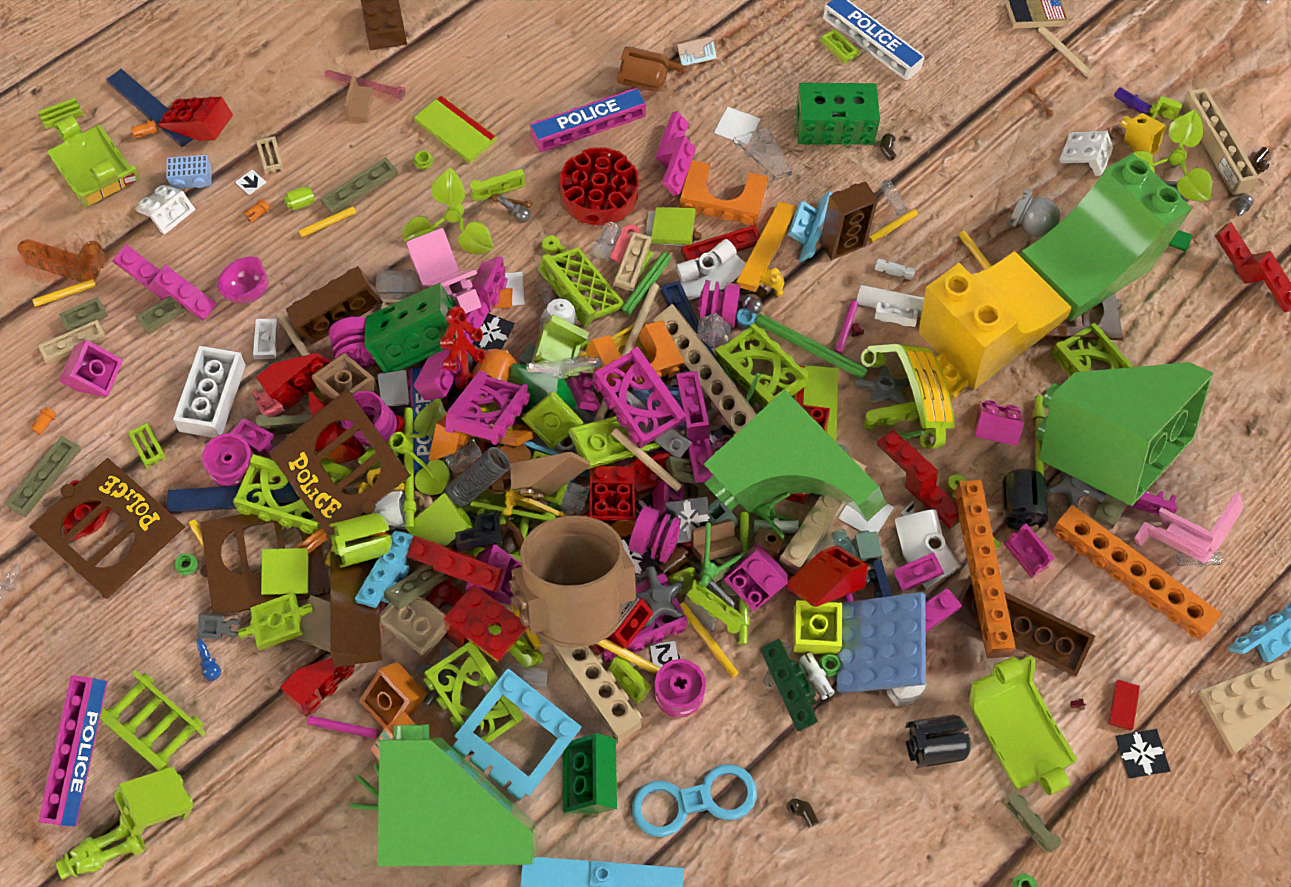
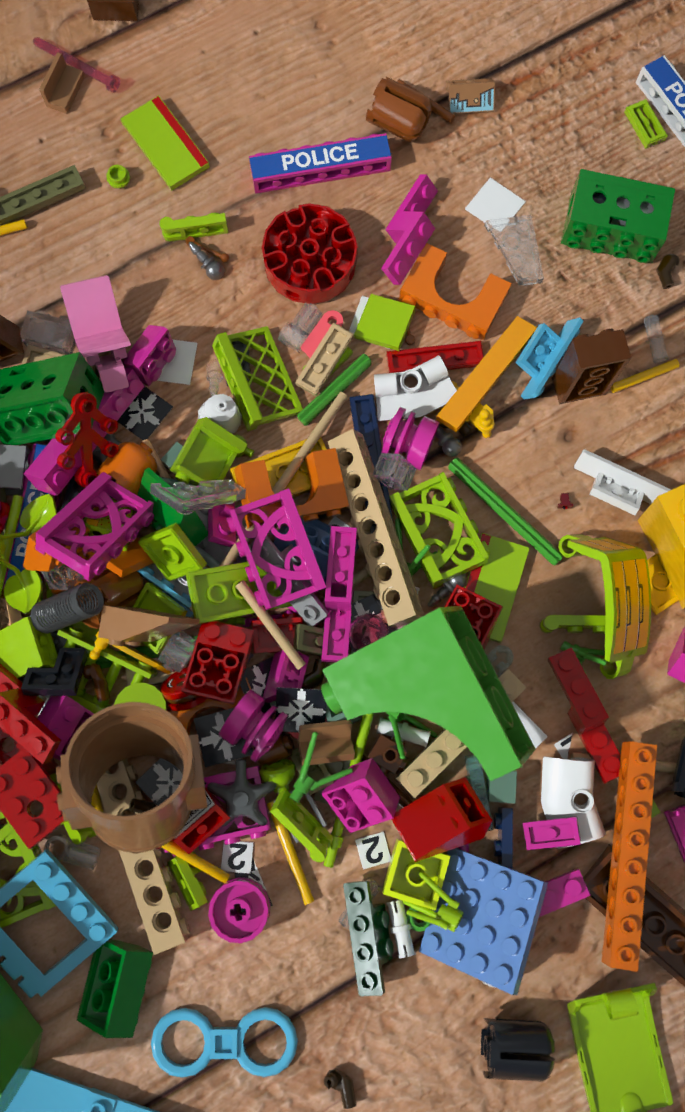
camera: 15 degrees right, 15 degrees up
(450, 190) = (121, 230): lime plant -> none
(505, 298) = (169, 373): orange sticker -> none
(552, 245) = (241, 320): lime piece -> none
(744, 318) = (437, 459): medium azure tile -> none
(776, 624) = (373, 850): none -> white sticker
(846, 327) = (553, 496): dark pink bar -> none
(852, 645) = (447, 916): none -> lime plant
(885, 387) = (577, 586): dark grey animal -> none
(895, 269) = (631, 433): white axle -> none
(951, 483) = (624, 730): lime piece -> none

